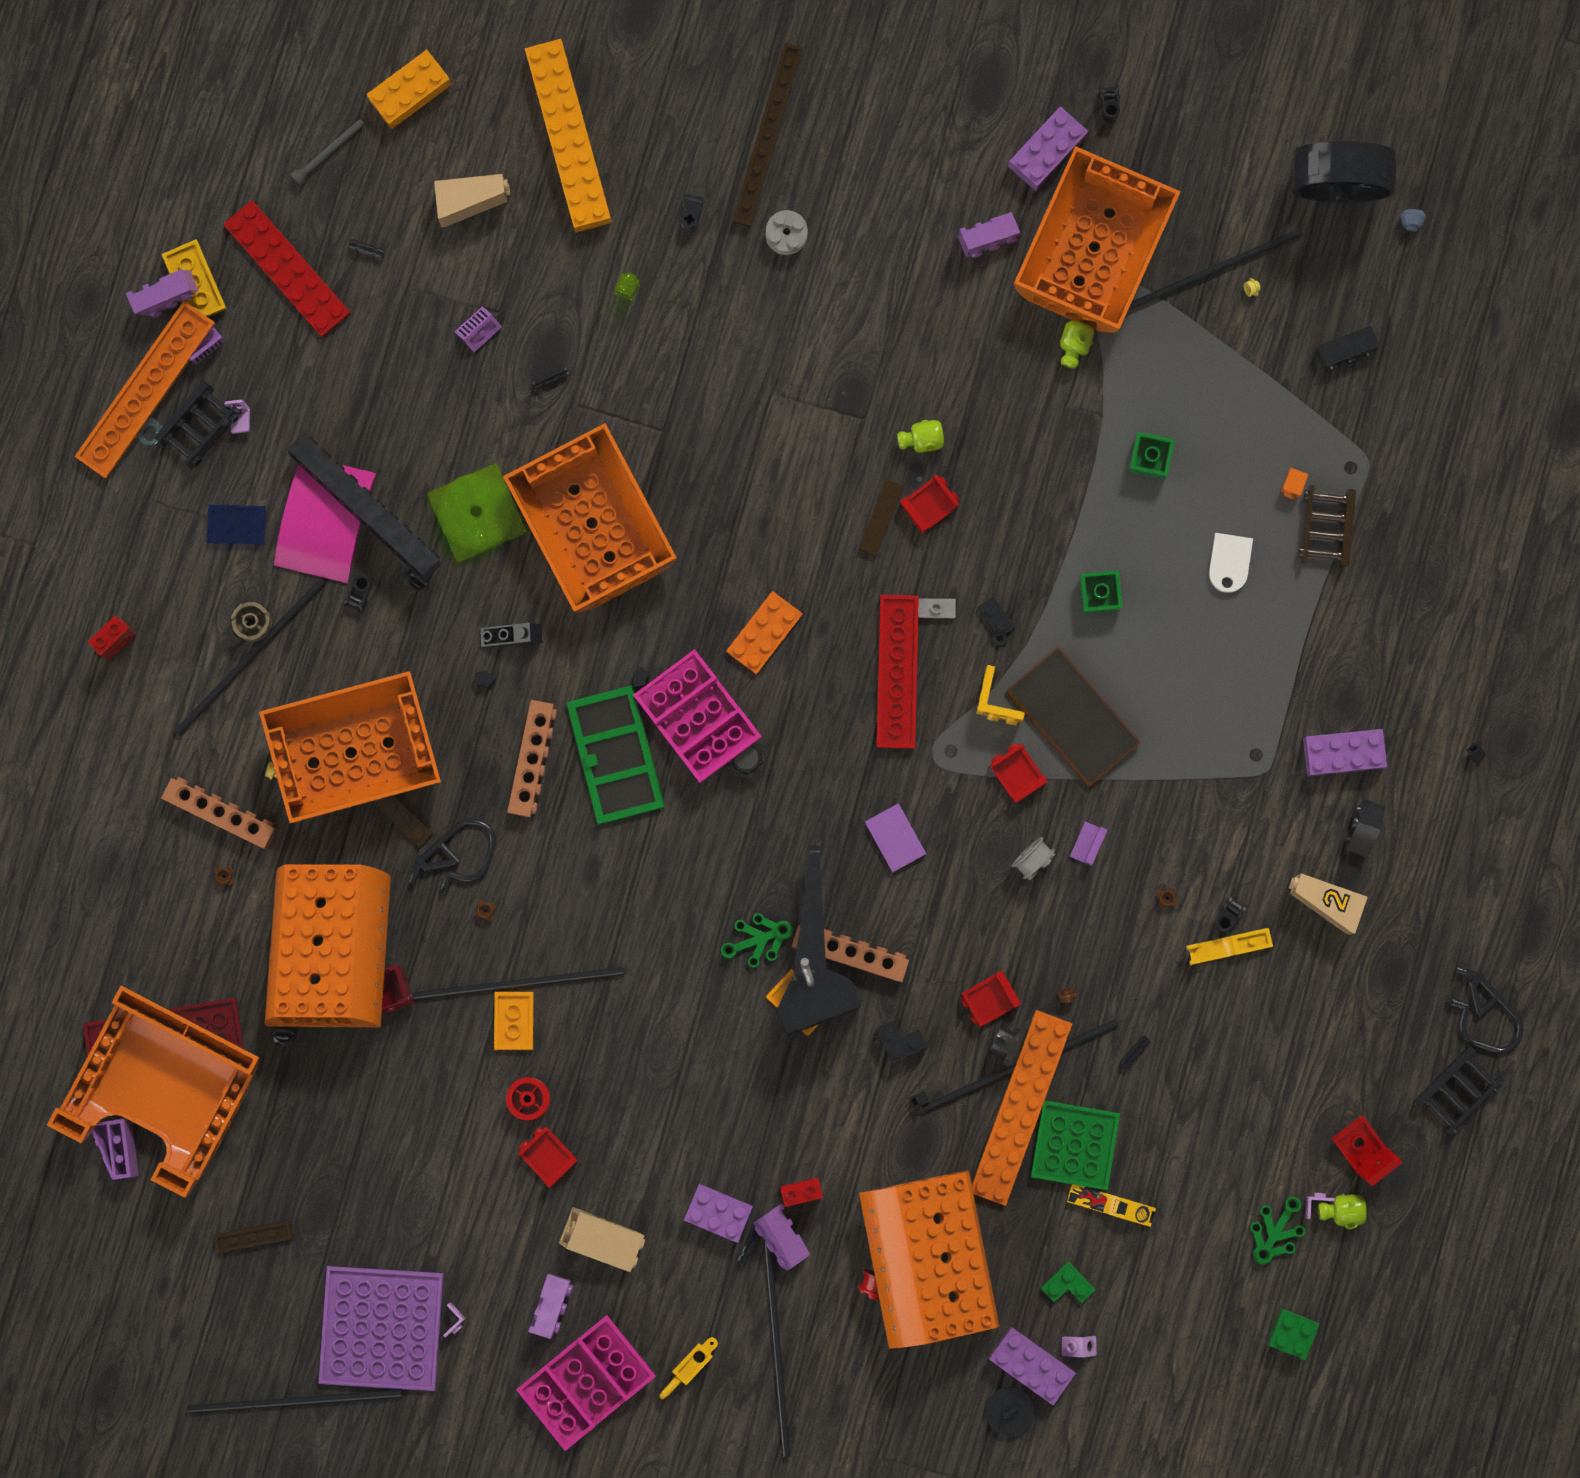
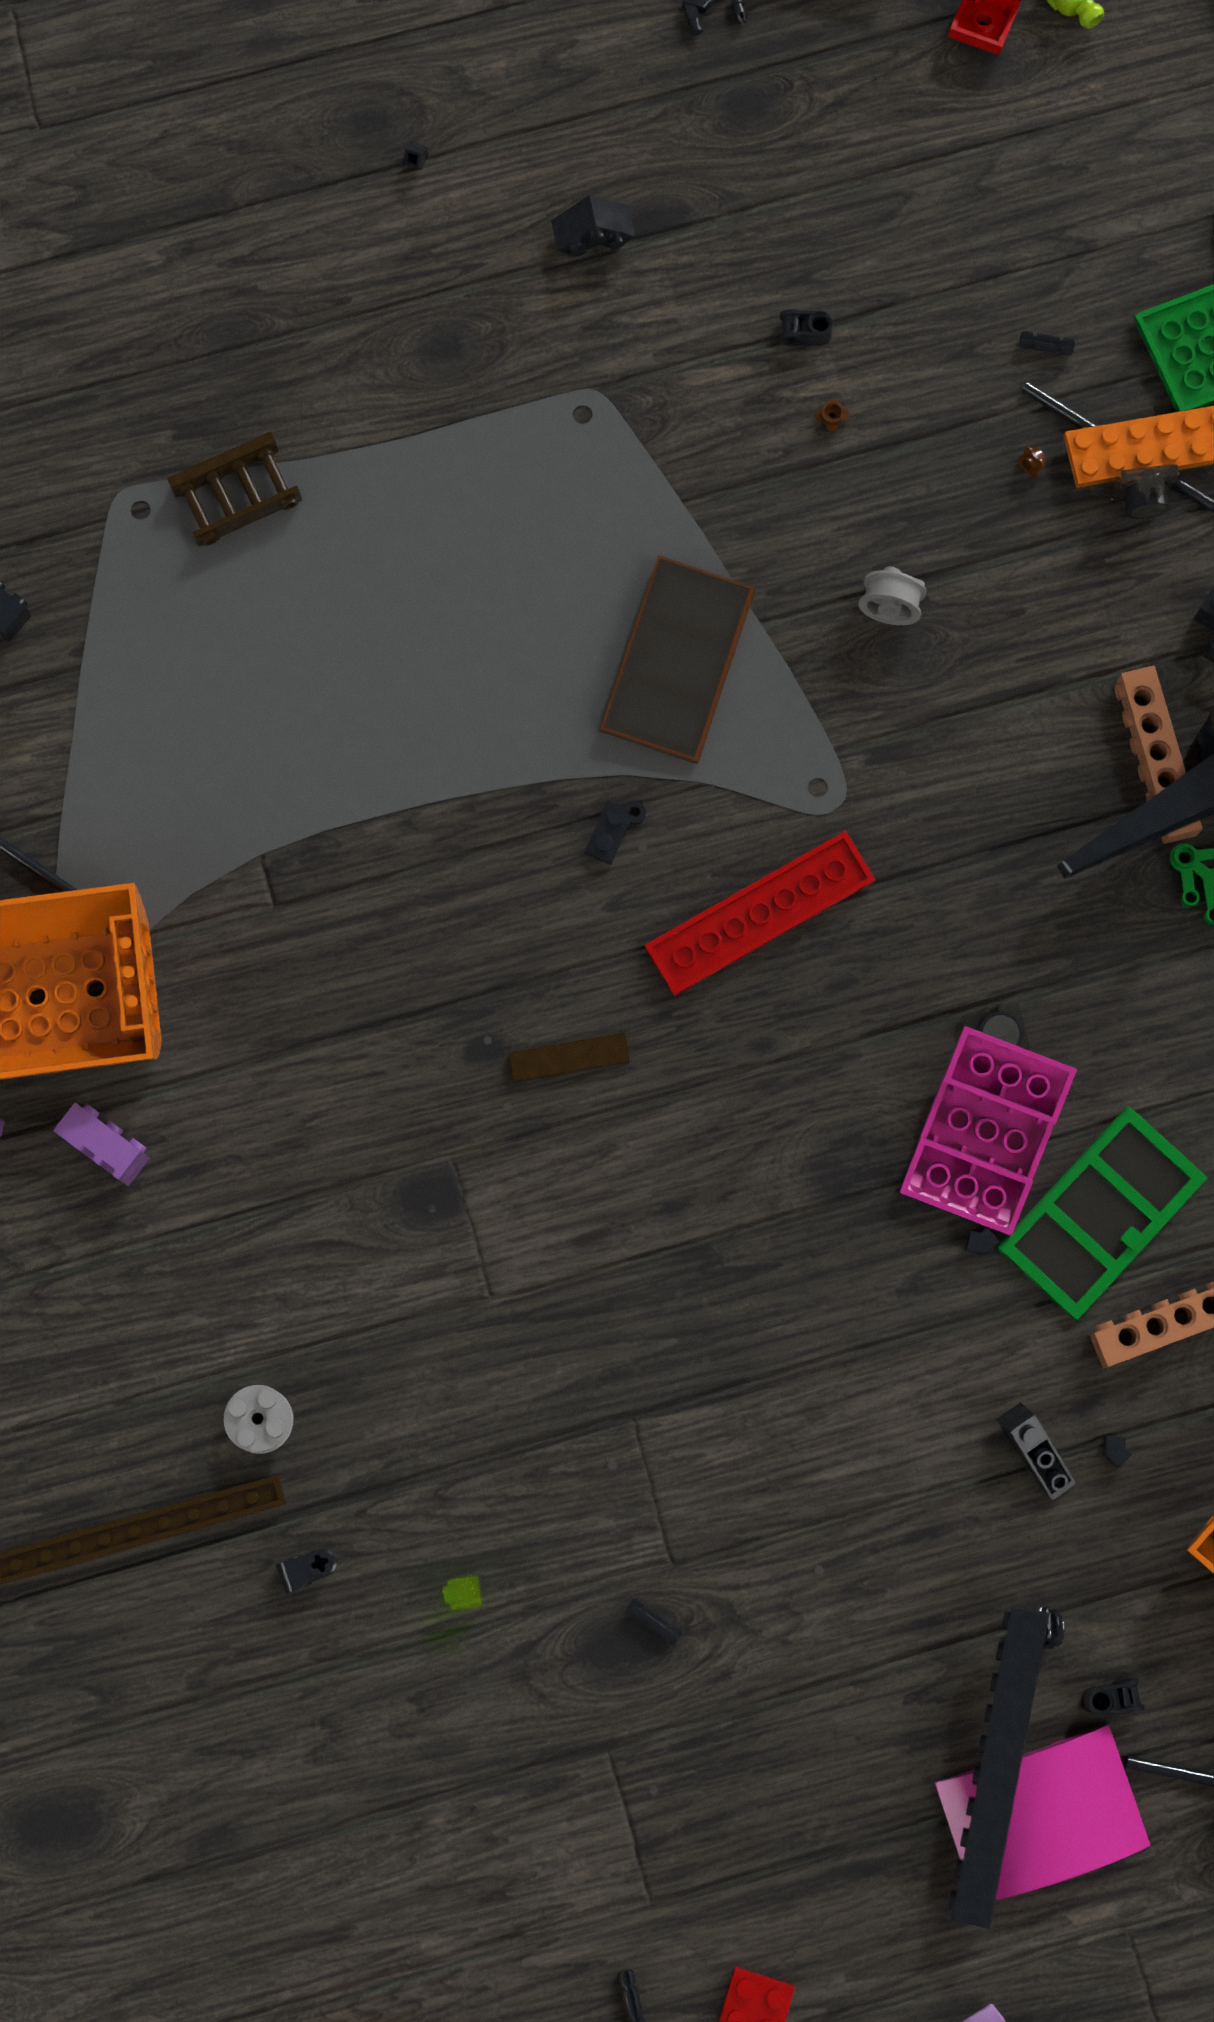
camera: 125 degrees left, 5 degrees down
(236, 524) = (1129, 1936): clear blue tile -> none
(469, 196) = (473, 1900): tan slope -> none
(478, 329) = (648, 1766): medium lavender panel -> none
(494, 525) = (864, 1605): clear neon green piece -> none
(568, 135) = (298, 1814): light orange brick -> none
(605, 494) = (867, 1447): orange slope -> none
(764, 632) = (817, 1117): orange plate -> none
(895, 837) = (974, 788): medium lavender tile -> none
(924, 436) = (429, 1064): lime piece -> none
(930, 503) = (512, 1005): red panel -> none
(937, 608) = (644, 913): light grey plate -> none
(990, 999) = (1099, 552): red panel -> none
(992, 712) = (726, 778): yellow bracket -> none
(1017, 772) = (794, 683): red panel -> none
(1075, 341) = (180, 943): lime piece -> none
(1088, 843) = (825, 546): medium lavender panel -> none
(1100, 592) = (496, 715): green brick -> none
(1151, 455) = (276, 757): green brick -> none
(1230, 560) = (352, 585): white tile -> none
(1230, 946) = (842, 305): yellow piece -> none
(1275, 1233) = (1152, 58): green plant -> none
(1294, 483) = (204, 562): orange brick -> none
(1317, 1196) = (1080, 34): lavender bracket -> none
(1331, 902) = (710, 206): tan slope -> none
(1345, 752) = (513, 306): medium lavender brick -> none

